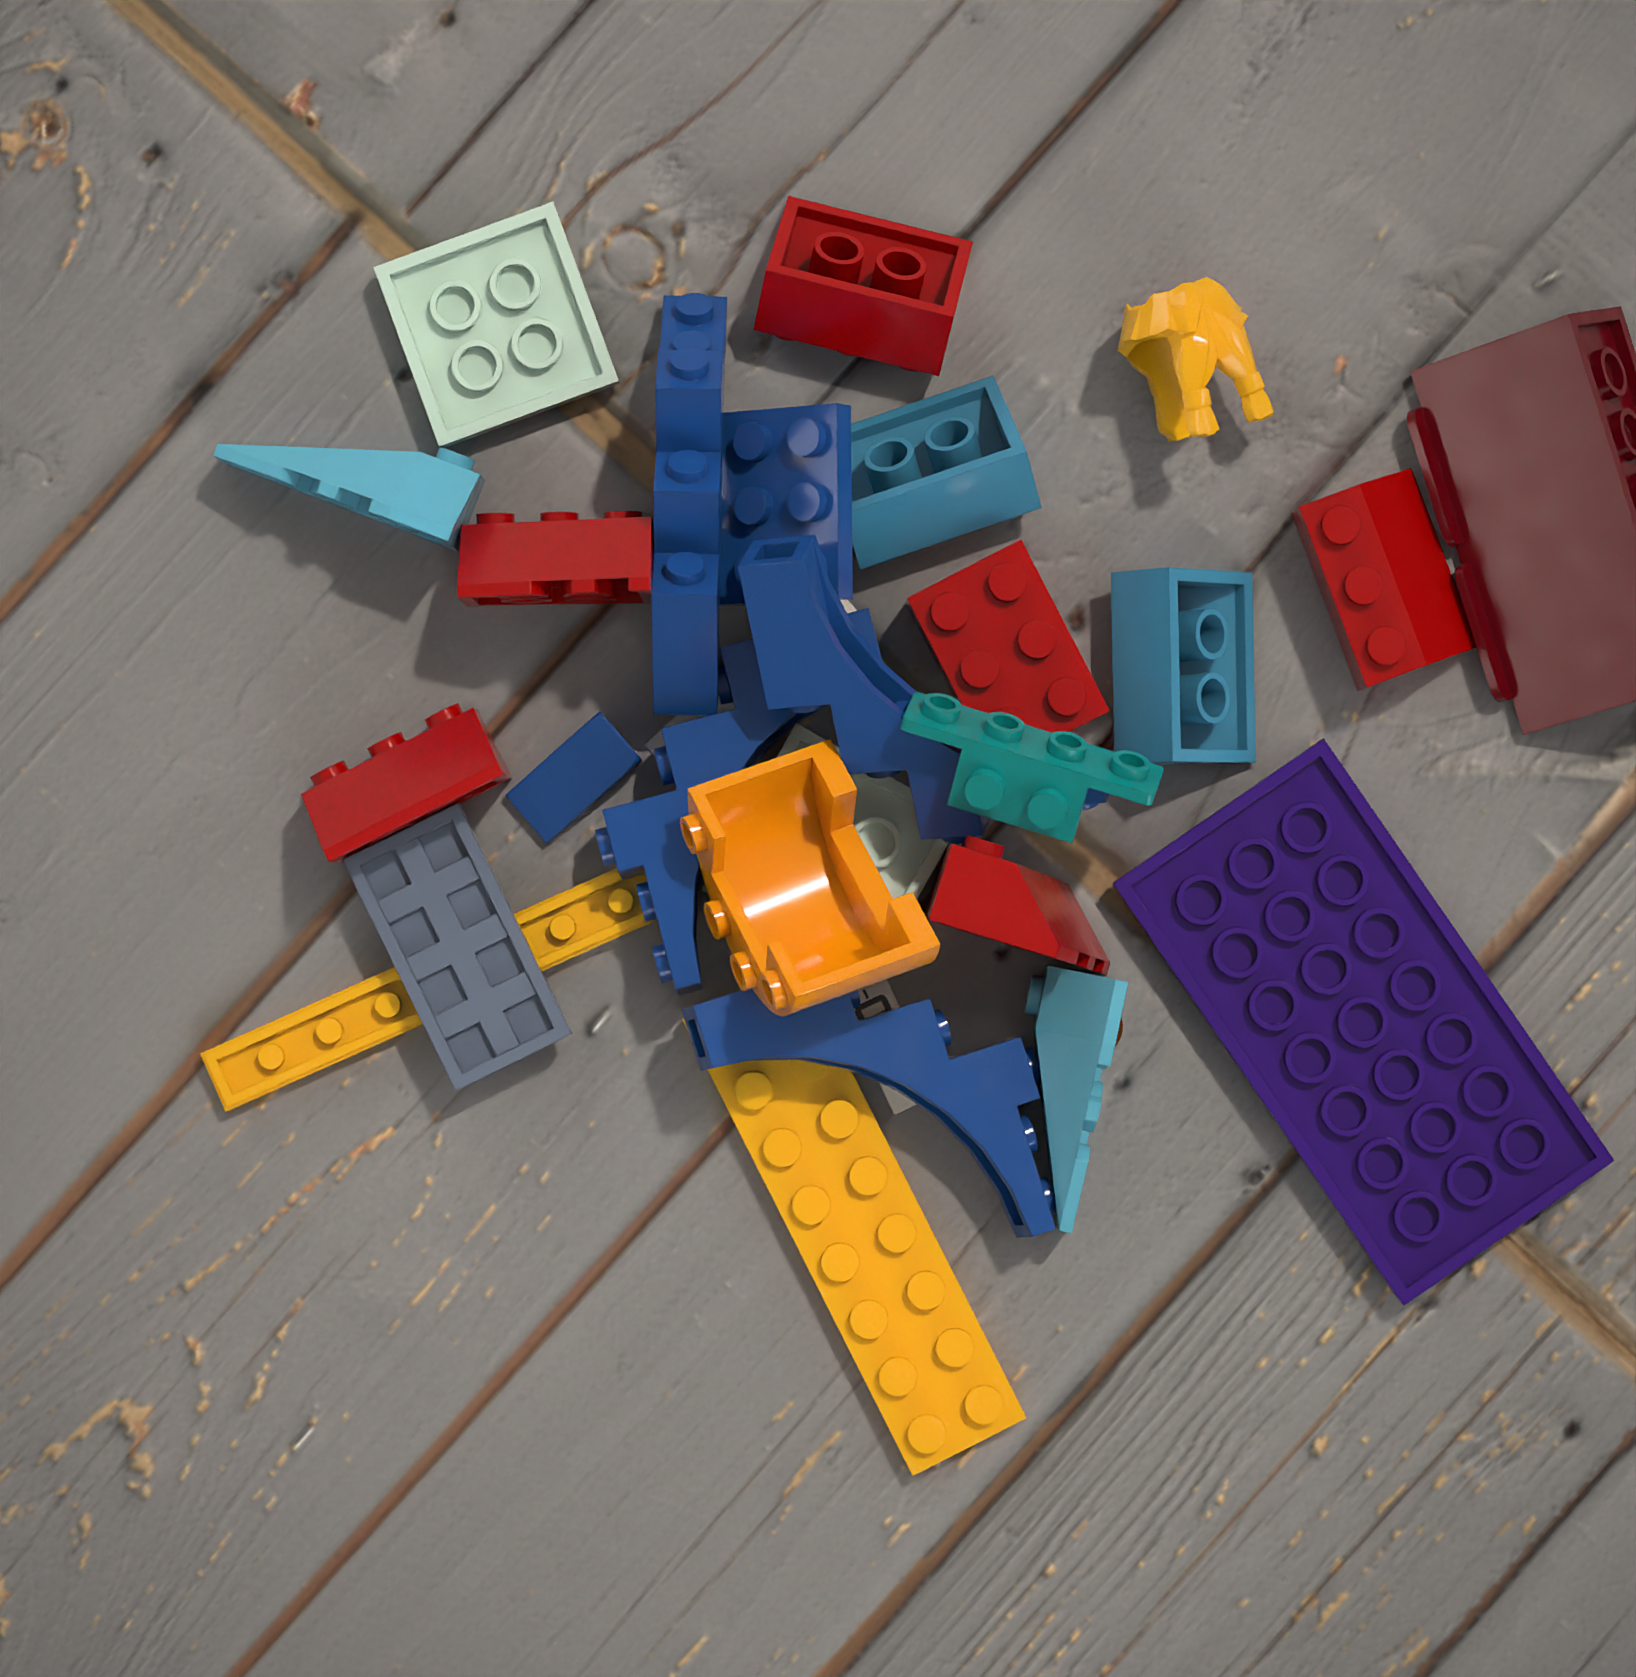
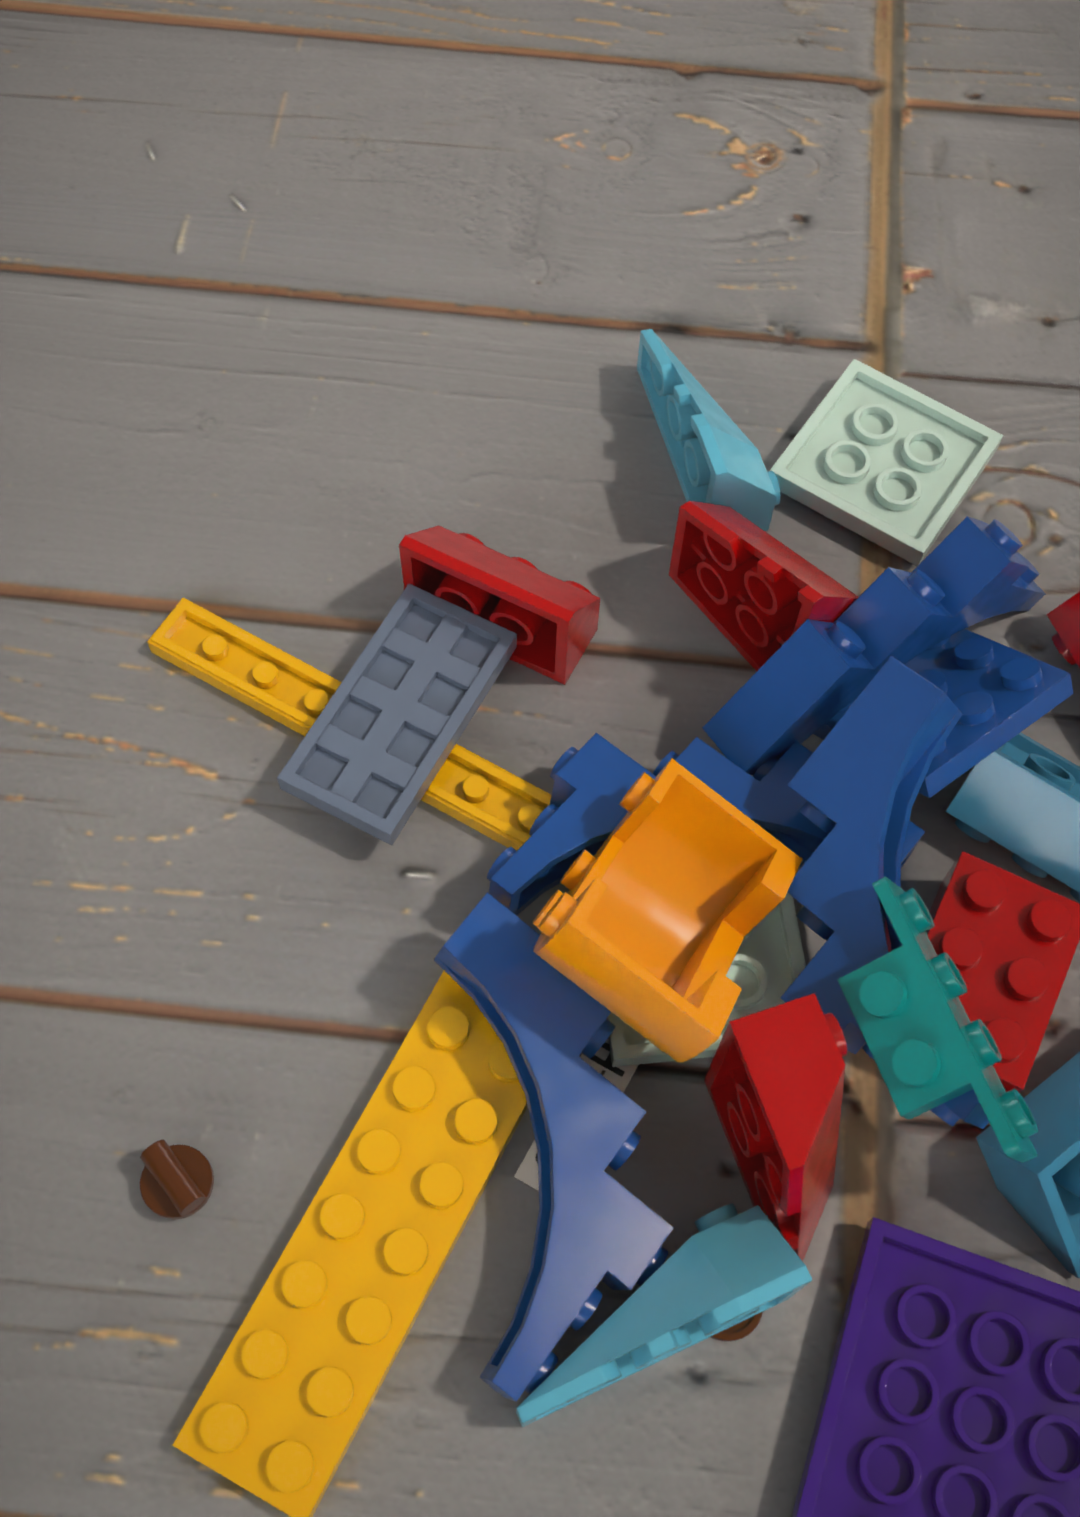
camera: 50 degrees right, 25 degrees down
(574, 777) = (624, 717): blue slope -> none
(725, 1364) = (175, 1180): none -> reddish brown plate

